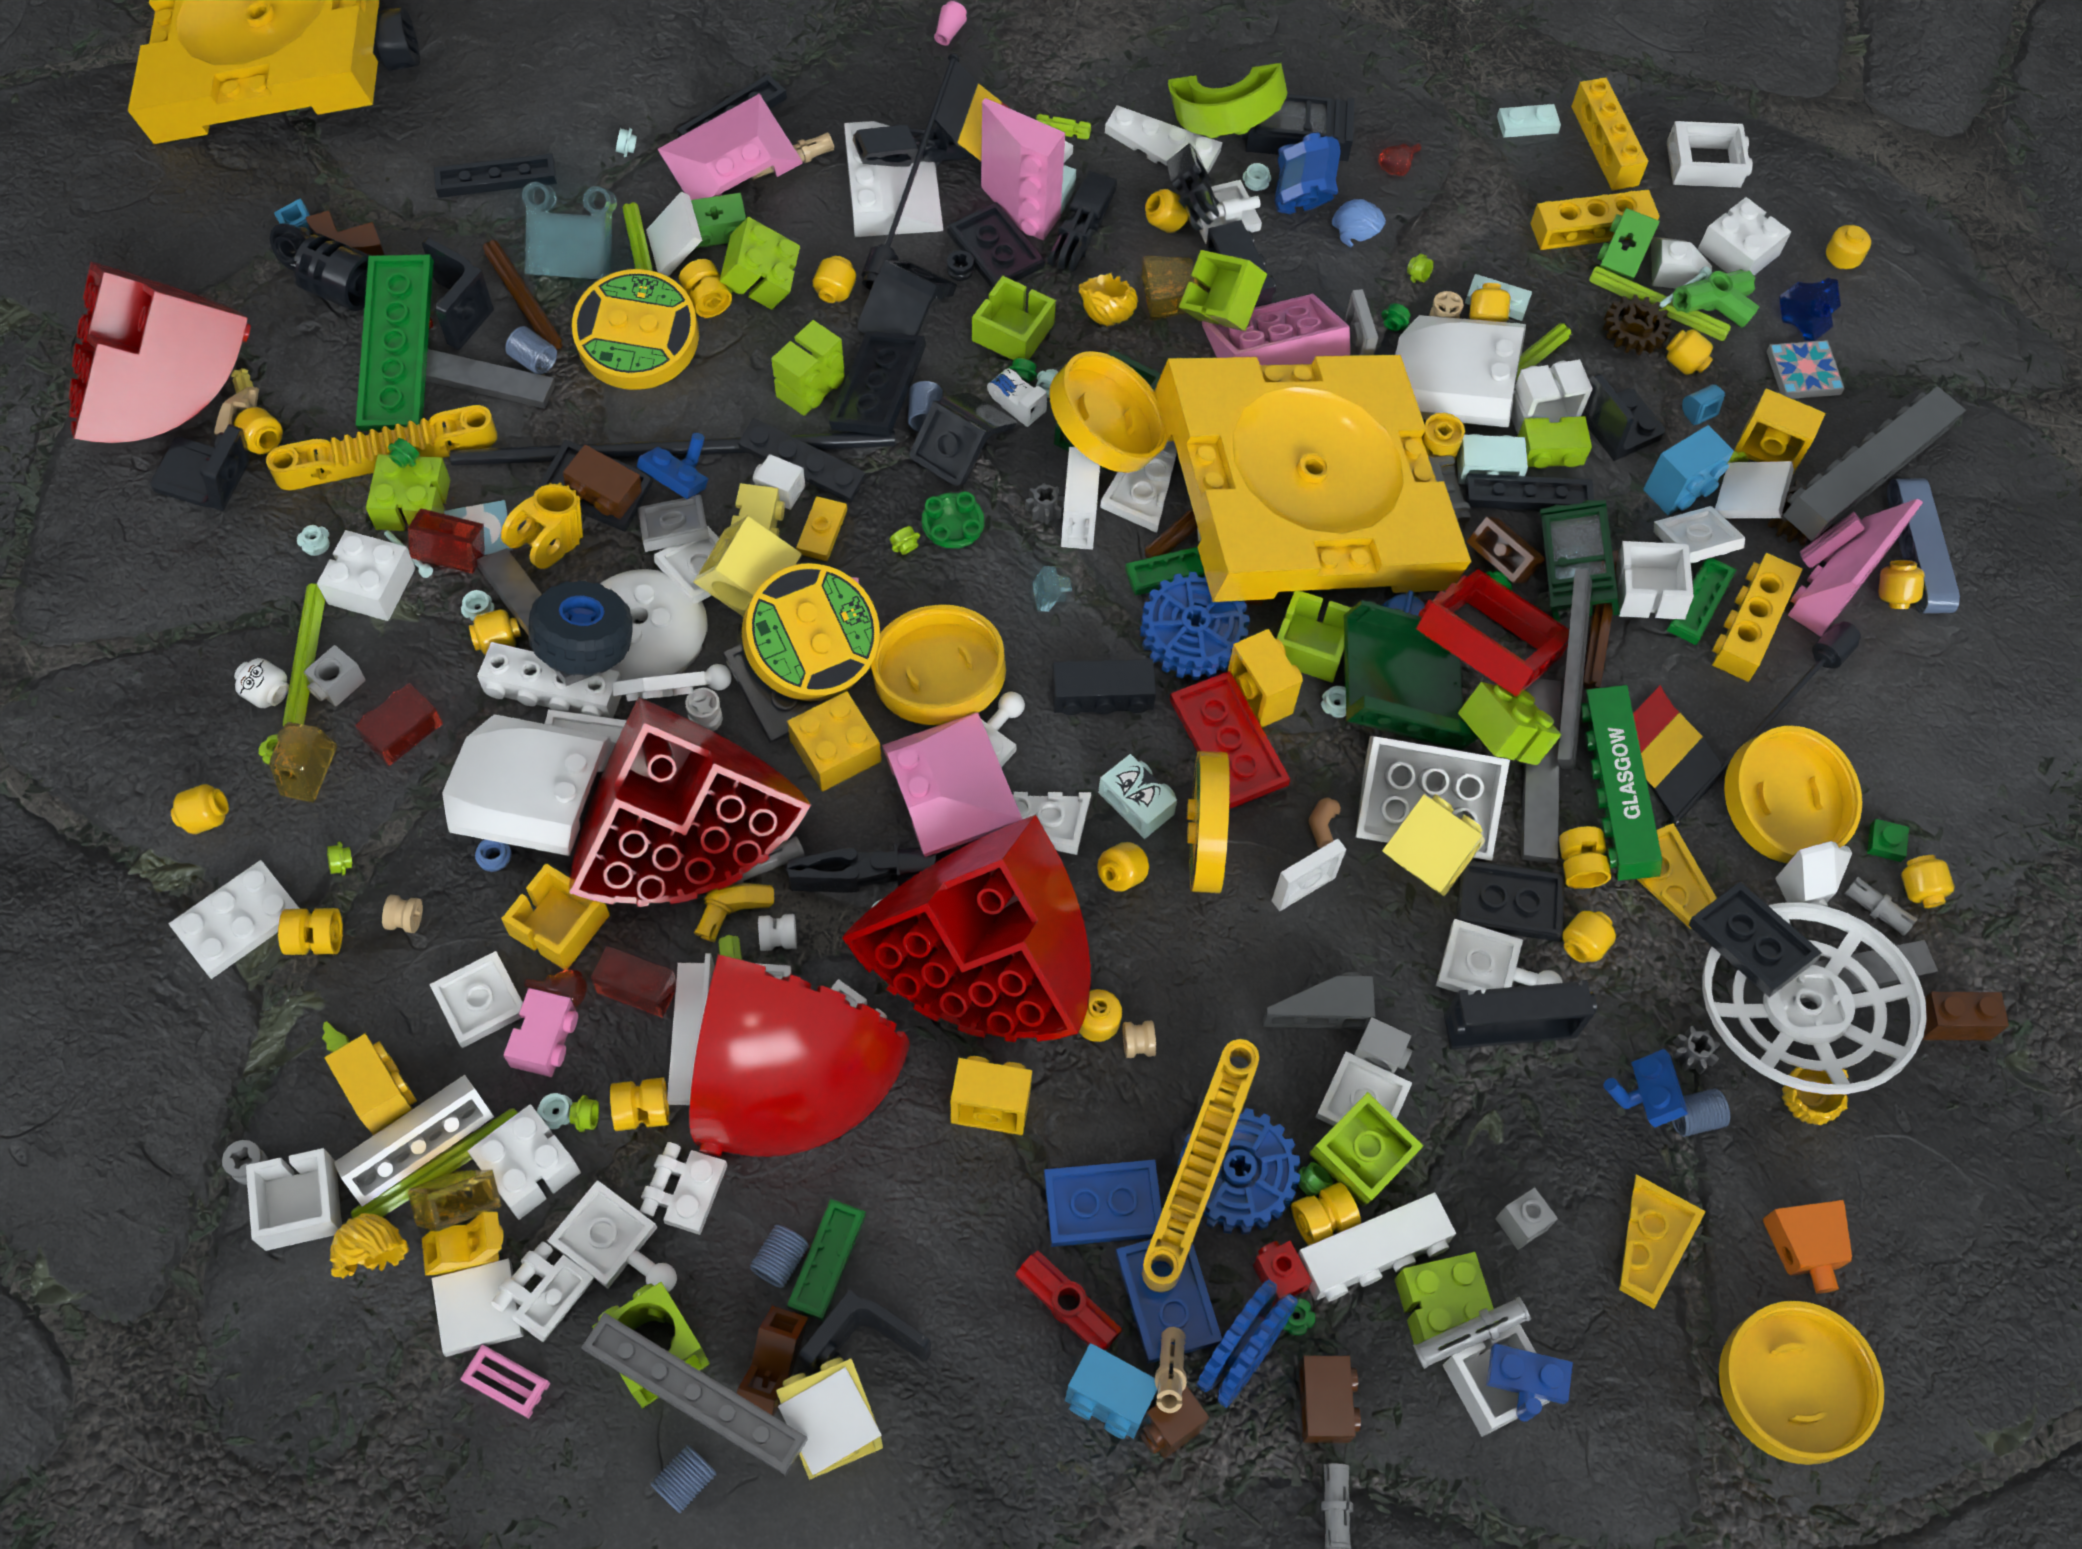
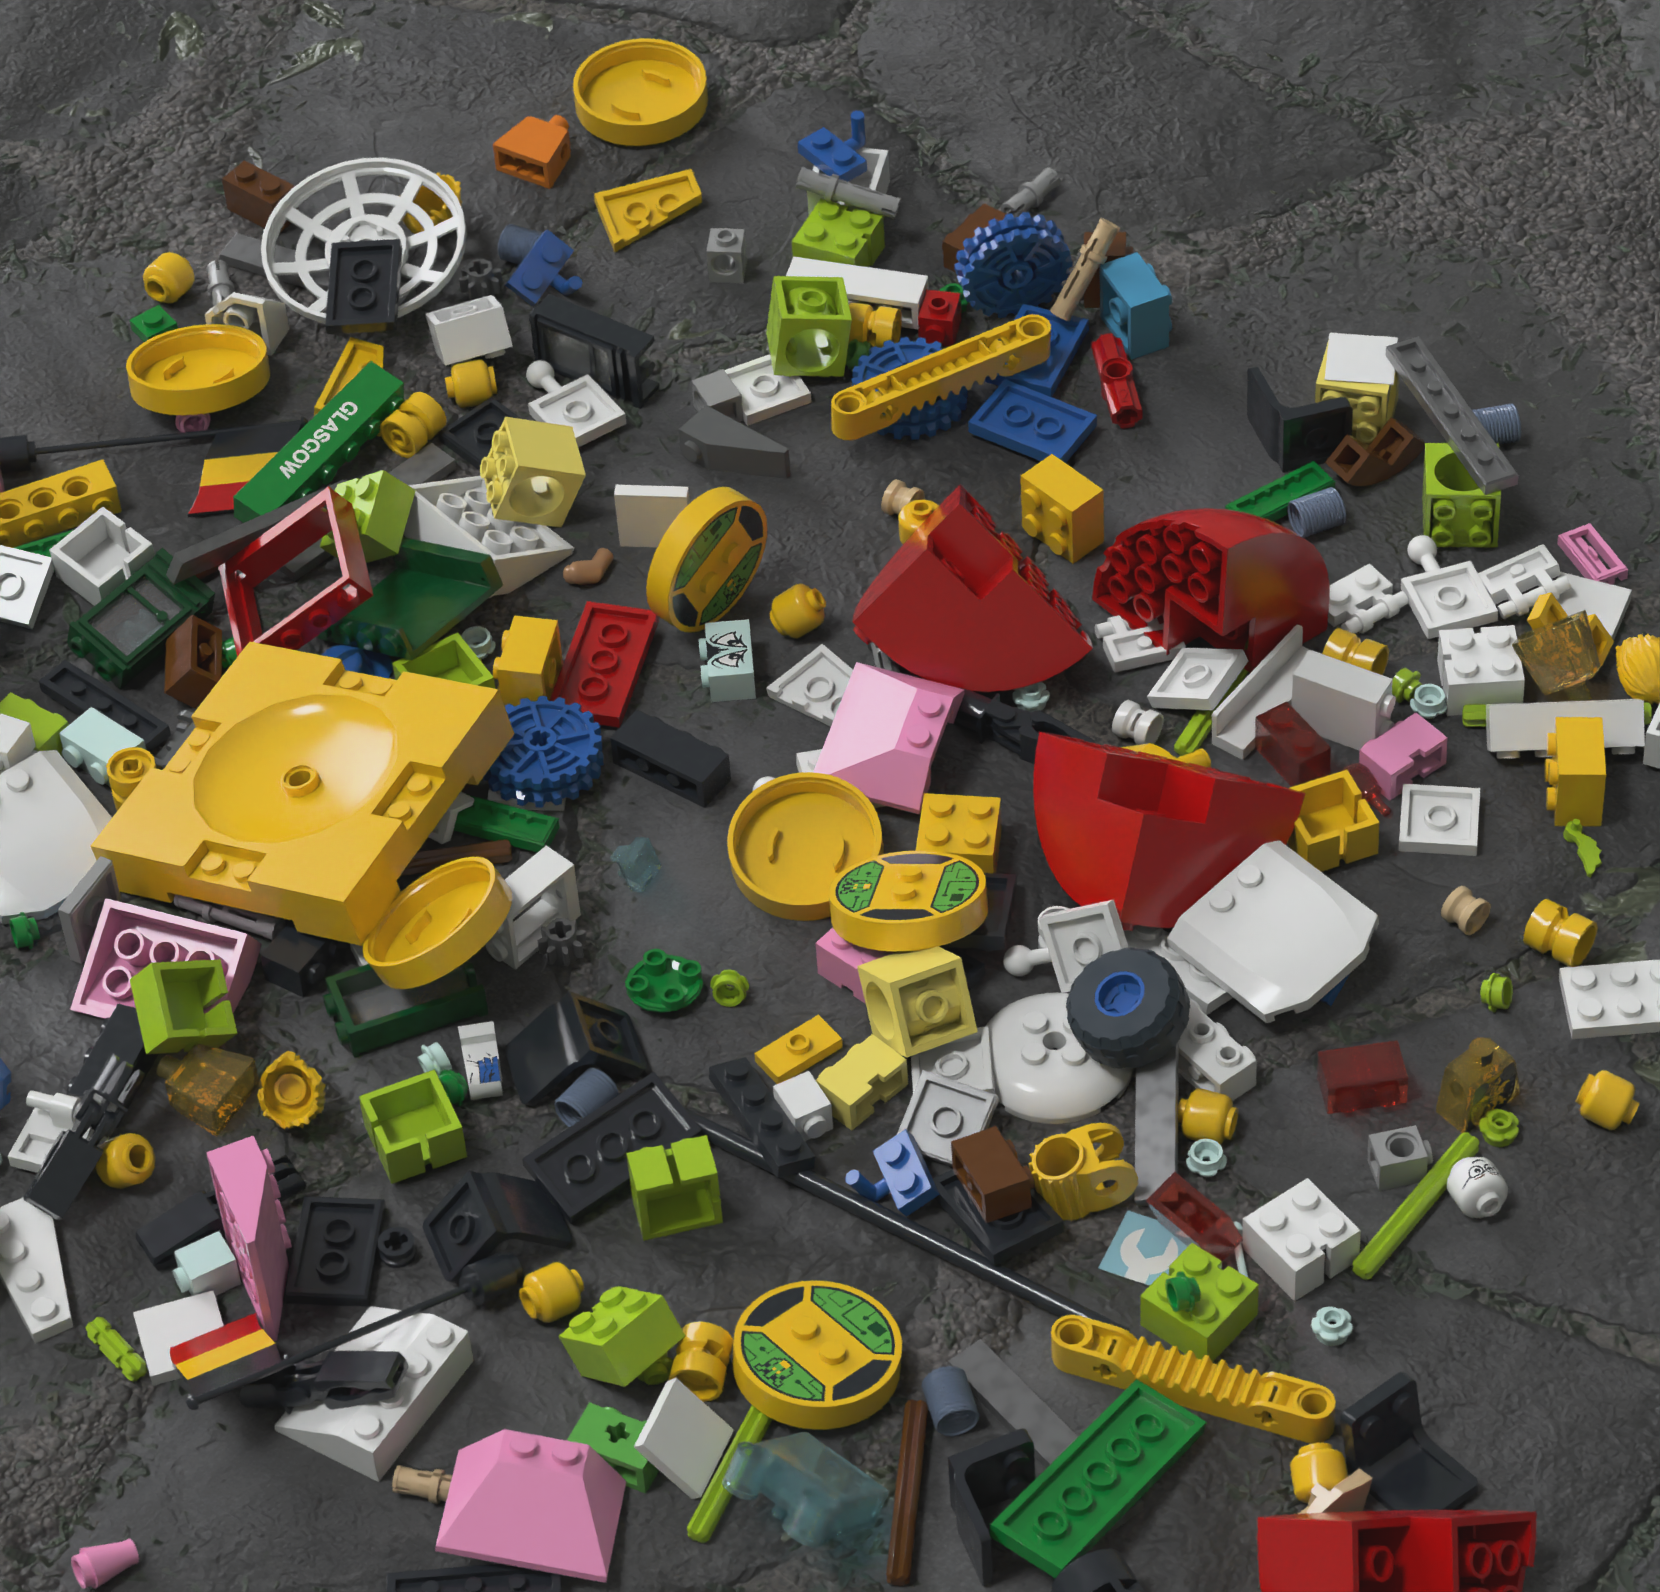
camera: 135 degrees left, 15 degrees down
(612, 1036) = (1342, 699): none -> white brick
(1636, 967) = (469, 330): none -> white brick

